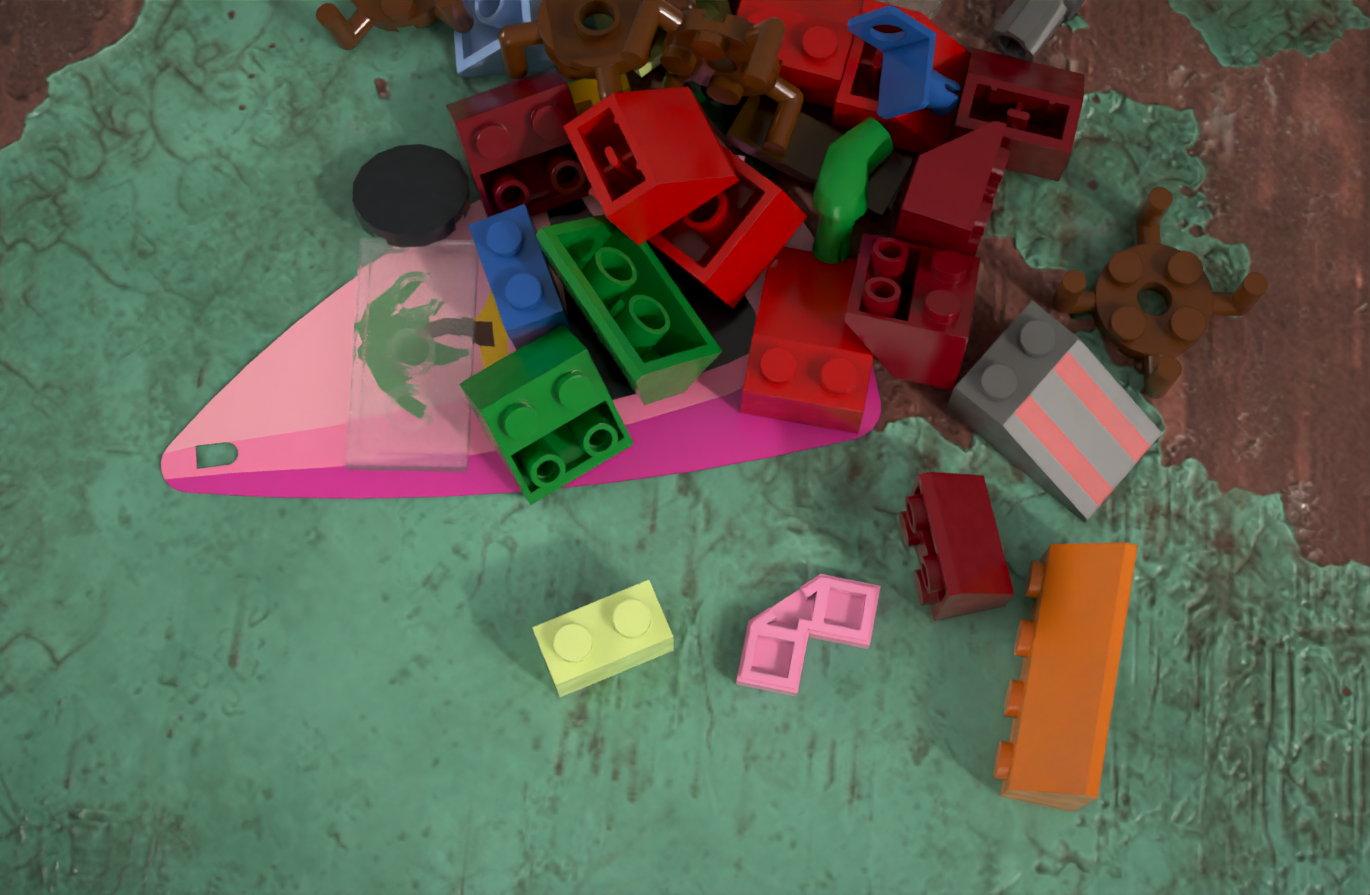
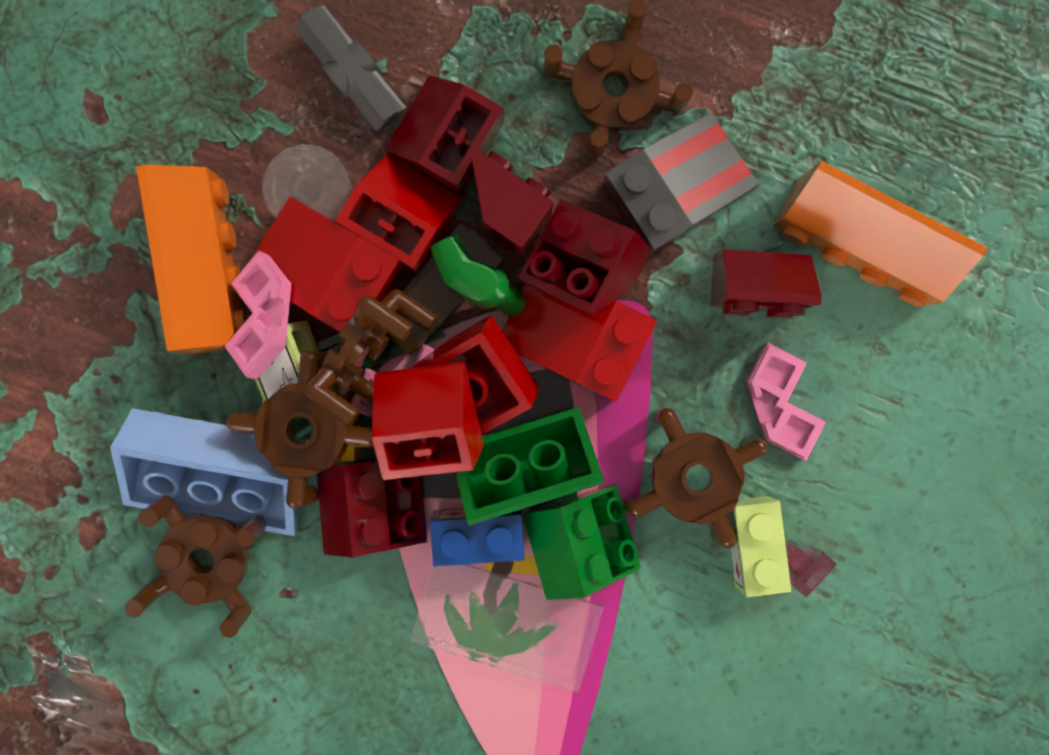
camera: 75 degrees left, 15 degrees up
(411, 195) = (386, 596): black tile -> none
(591, 714) = (807, 568): none -> clear pink tile
(679, 562) = (670, 471): none -> reddish brown plate
(907, 65) = (408, 207): blue bracket -> none

